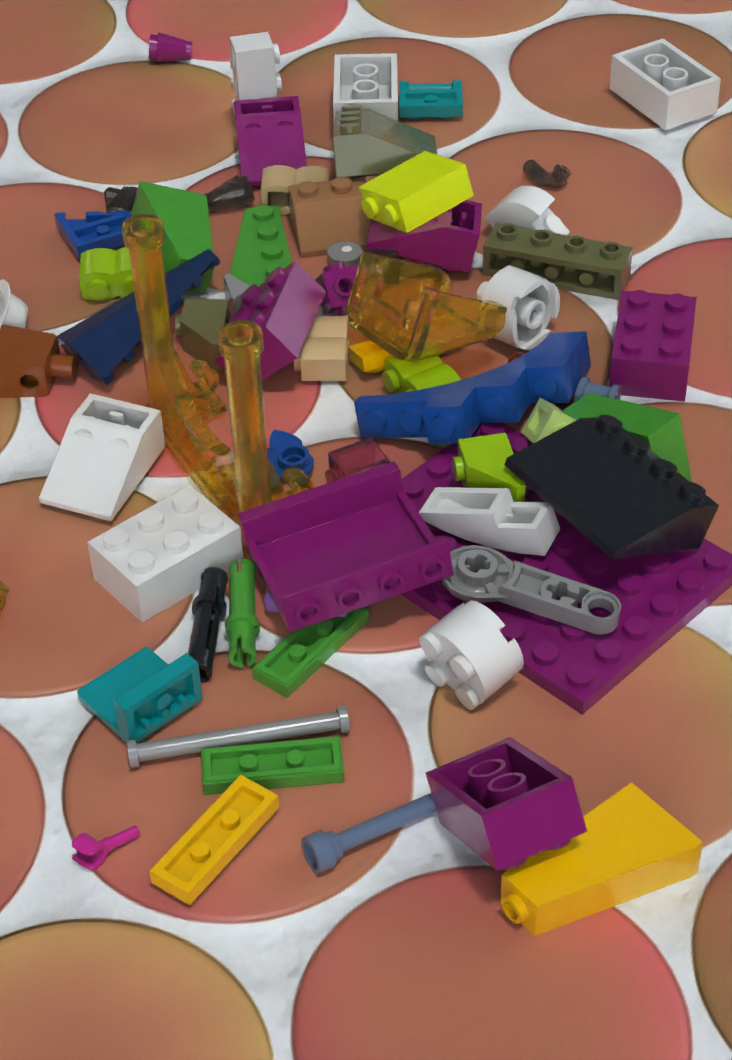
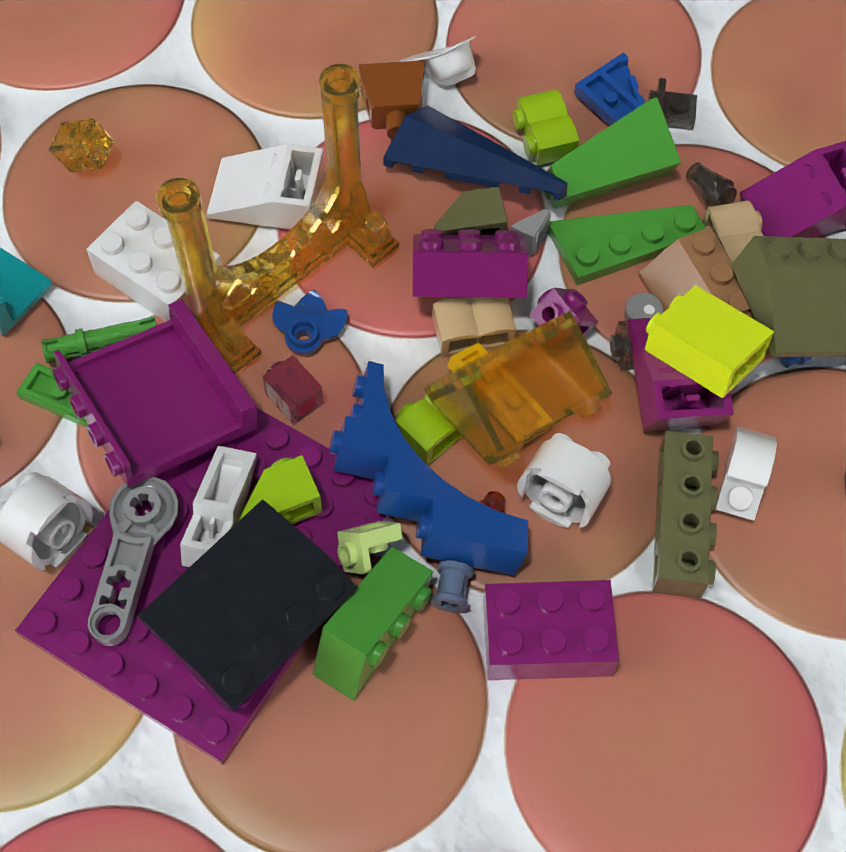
camera: 75 degrees right, 20 degrees up
(208, 610) = (40, 322): black pin -> none

